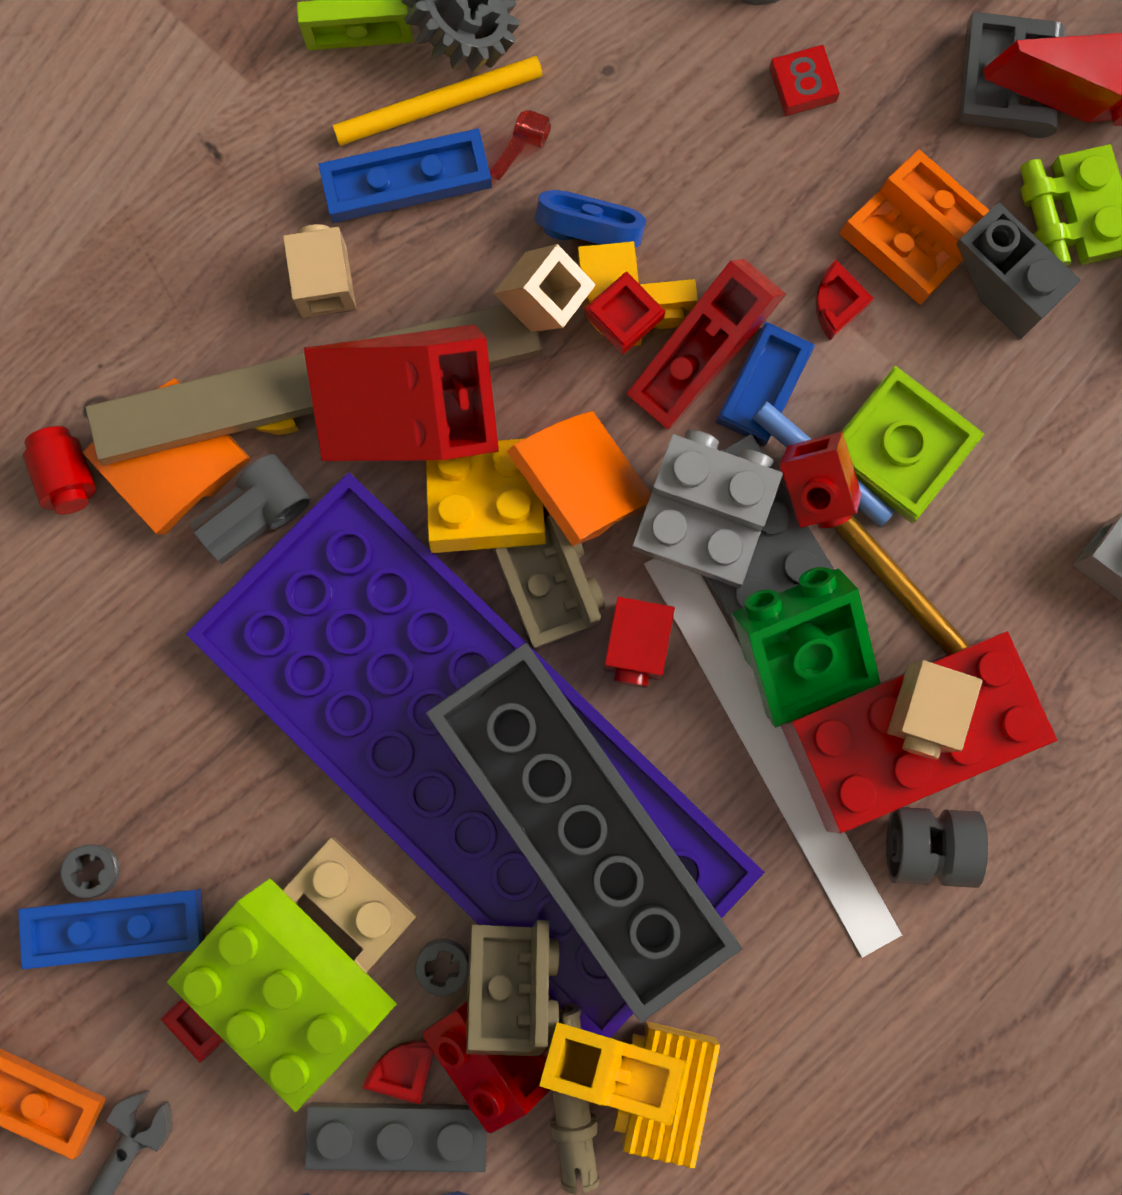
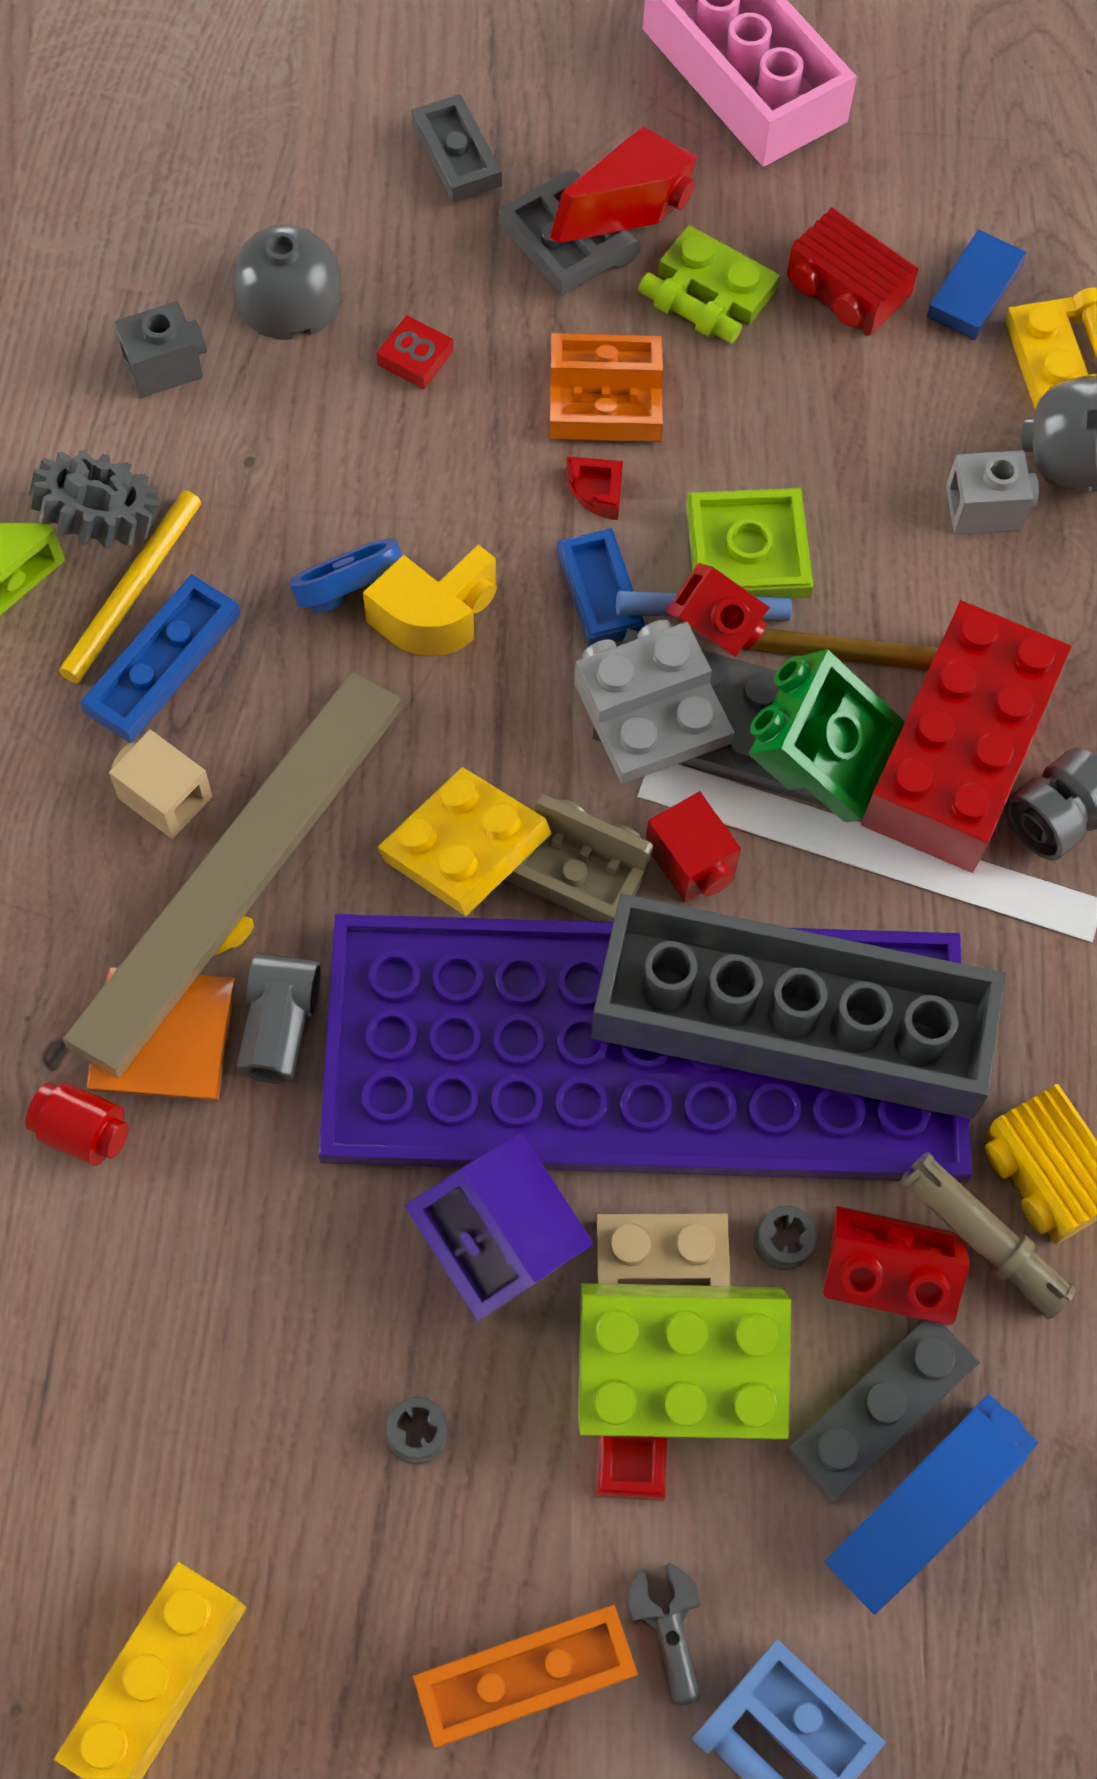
camera: 45 degrees left, 15 degrees down
(111, 928) = (482, 1456): blue plate -> none
(246, 793) = (499, 1225): none -> dark purple slope
(402, 1071) = (835, 1350): red tile -> none
(404, 396) = (333, 809): red slope -> none
(511, 989) = (864, 1176): dark tan bracket -> none
(530, 129) = (231, 547): clear red hand -> none
(544, 288) = (368, 640): tan brick -> none
(581, 476) = (530, 759): orange slope -> none
(613, 1073) = (997, 1169): yellow brick -> none
(624, 312) = (449, 608): red tile -> none
(706, 341) = (528, 591): red slope -> none
(934, 709) = (966, 685): tan brick -> none
(1014, 270) = (711, 359): dark grey slope -> none

